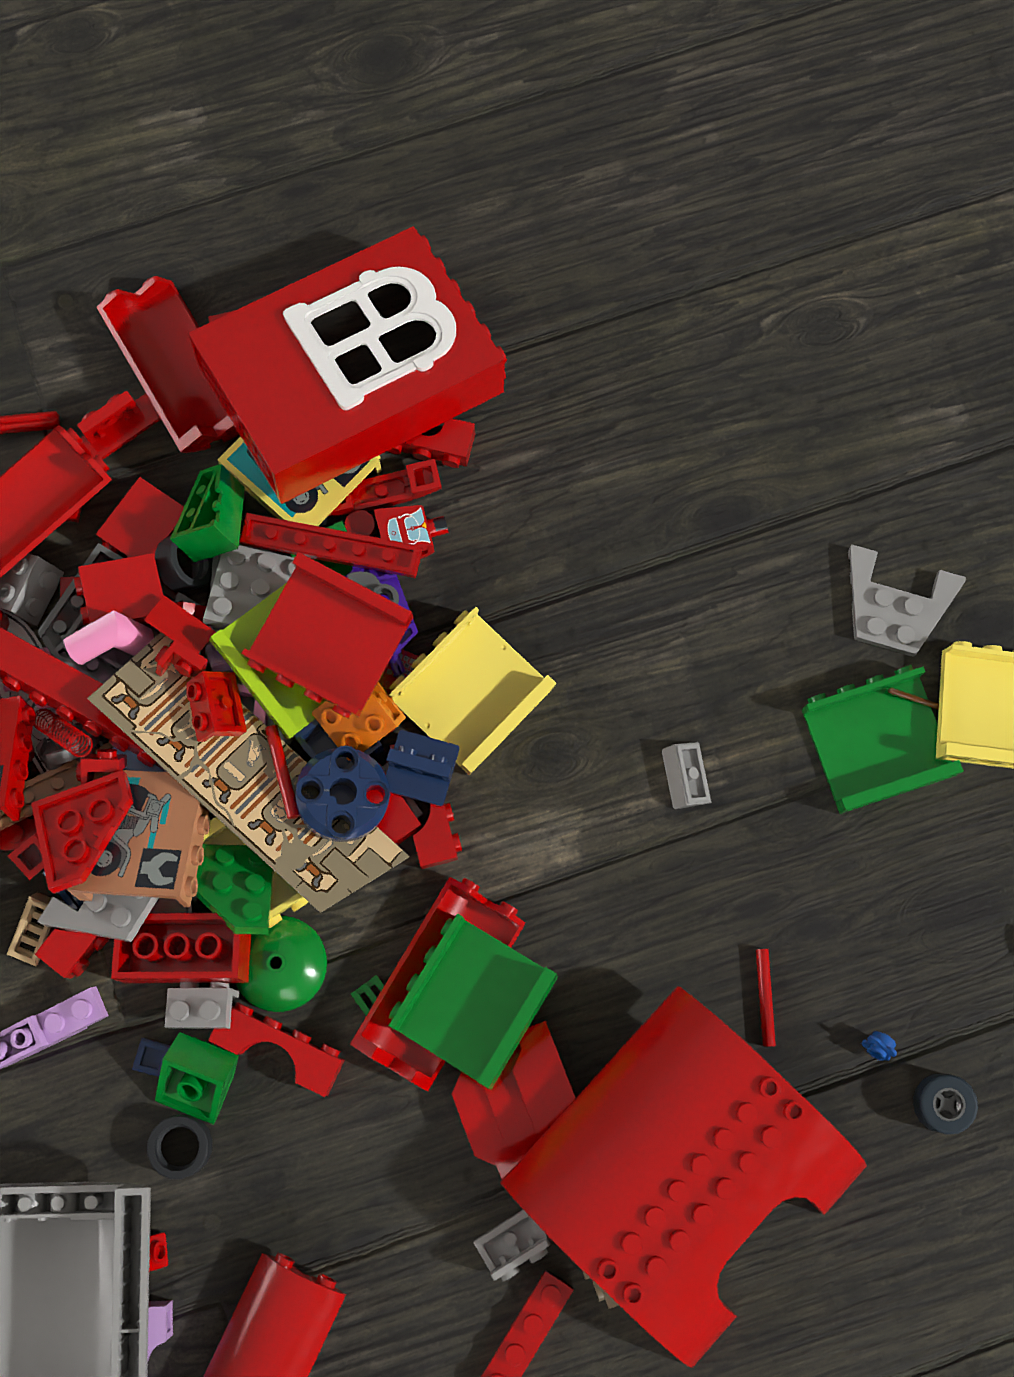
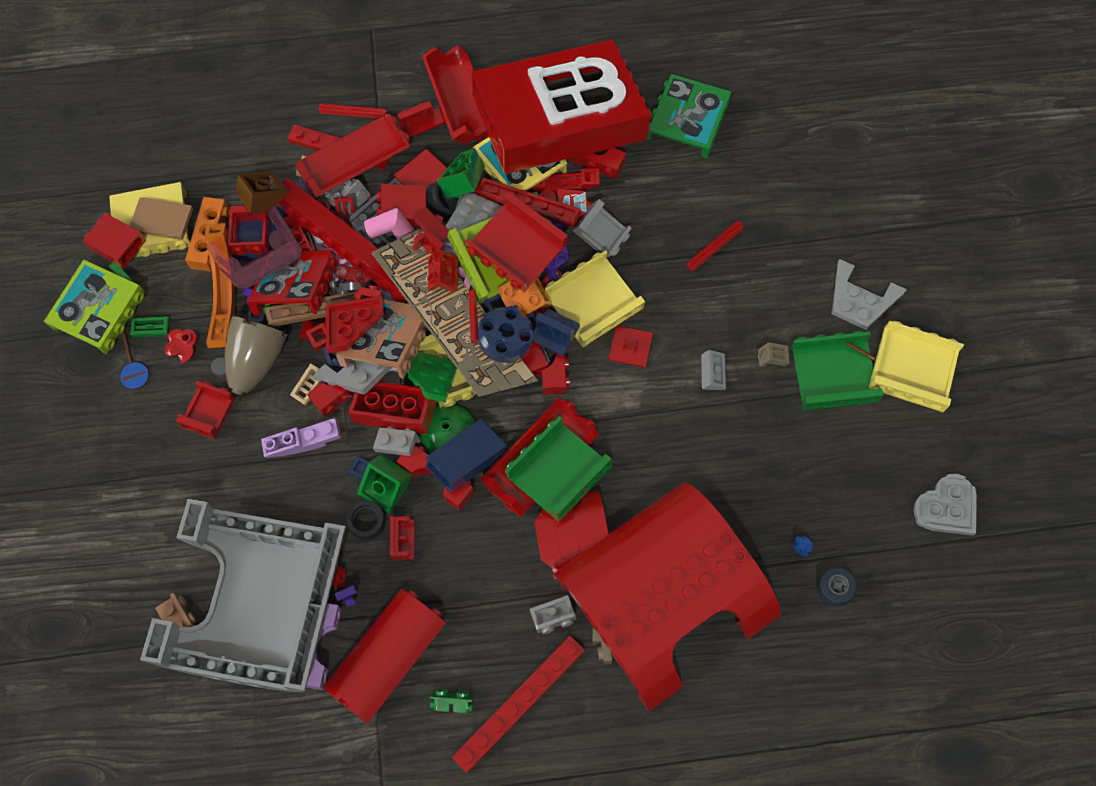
camera: 15 degrees right, 10 degrees down
(20, 601) = (343, 199): none -> red tile
(175, 1278) = (347, 594): none -> dark purple tile
(245, 1165) = (402, 538): none -> red hinge
(320, 1010) = (466, 455): none -> dark blue brick
(461, 568) = (601, 230): none -> light grey panel
(546, 758) = (630, 346): none -> red piece
(563, 330) = (689, 112): none -> panel
(649, 557) = (714, 246): none -> red axle
(765, 997) = (737, 504): red bar -> none
(777, 731) = (773, 354): none -> dark tan bracket

